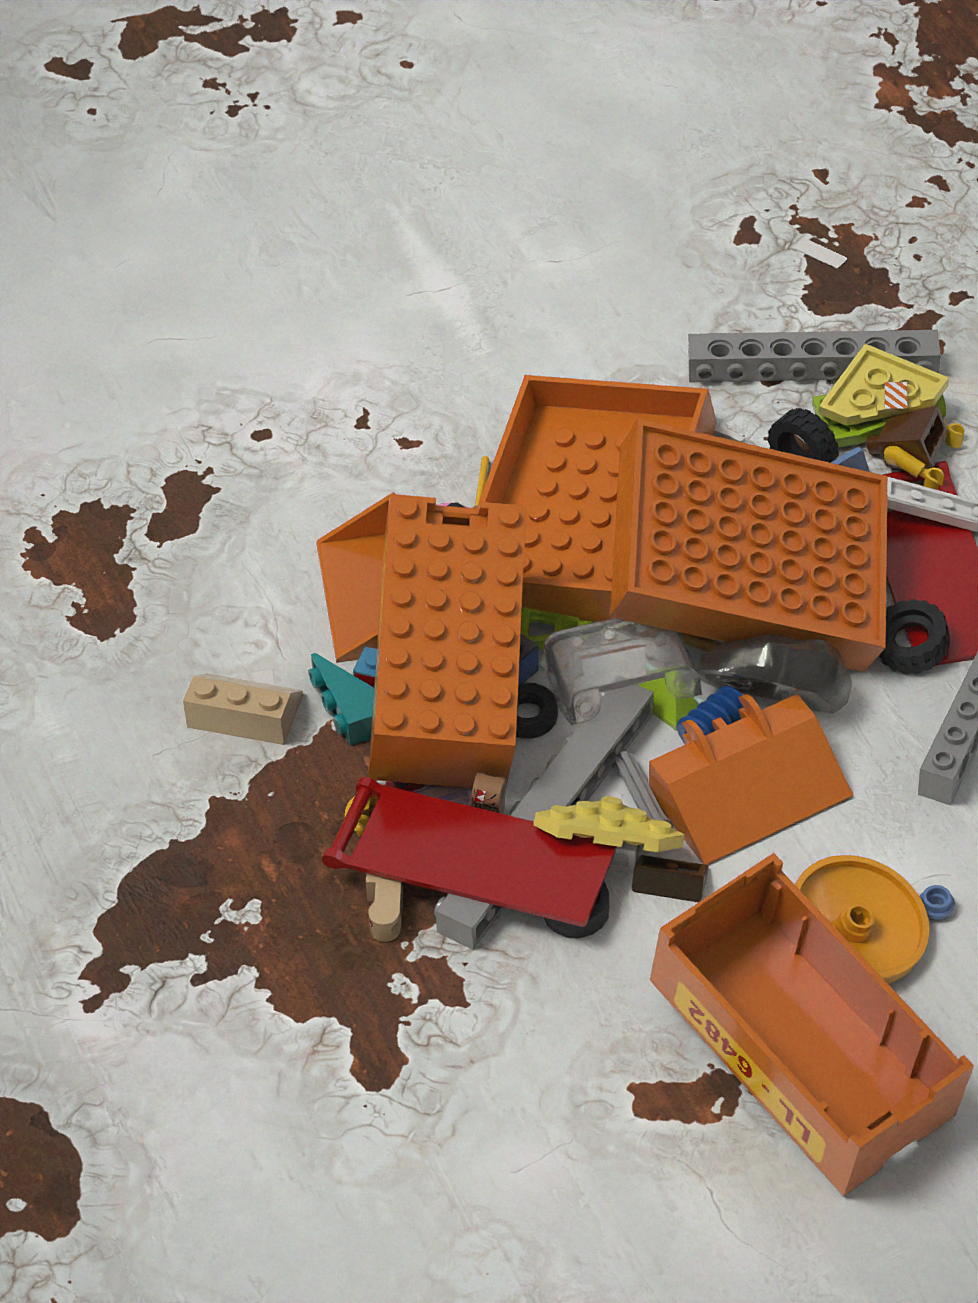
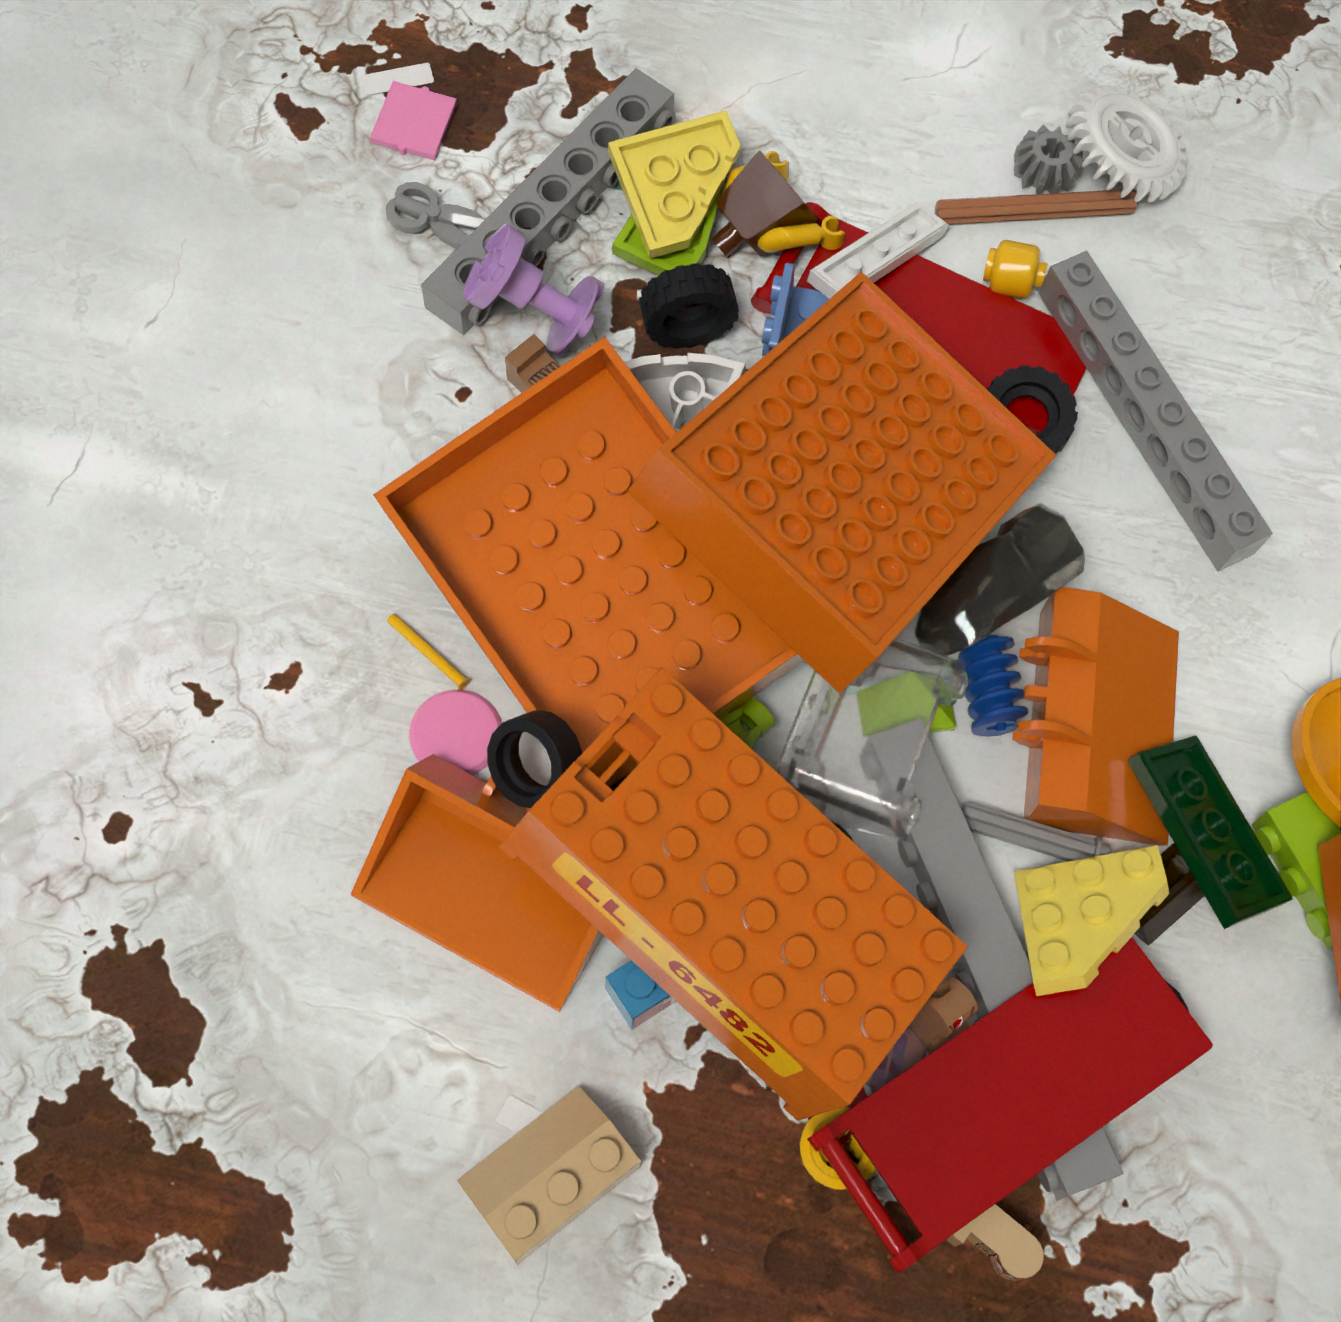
camera: 60 degrees left, 20 degrees up
(346, 697) = (657, 1047): teal slope -> none
(728, 361) = (520, 283): none -> lavender piece
(729, 848) = (1210, 831): none -> dark green tile
(747, 321) = (439, 217): none -> light grey piece
(800, 275) = (413, 120): none -> bright pink piece
(896, 395) = (705, 173): sticker -> none

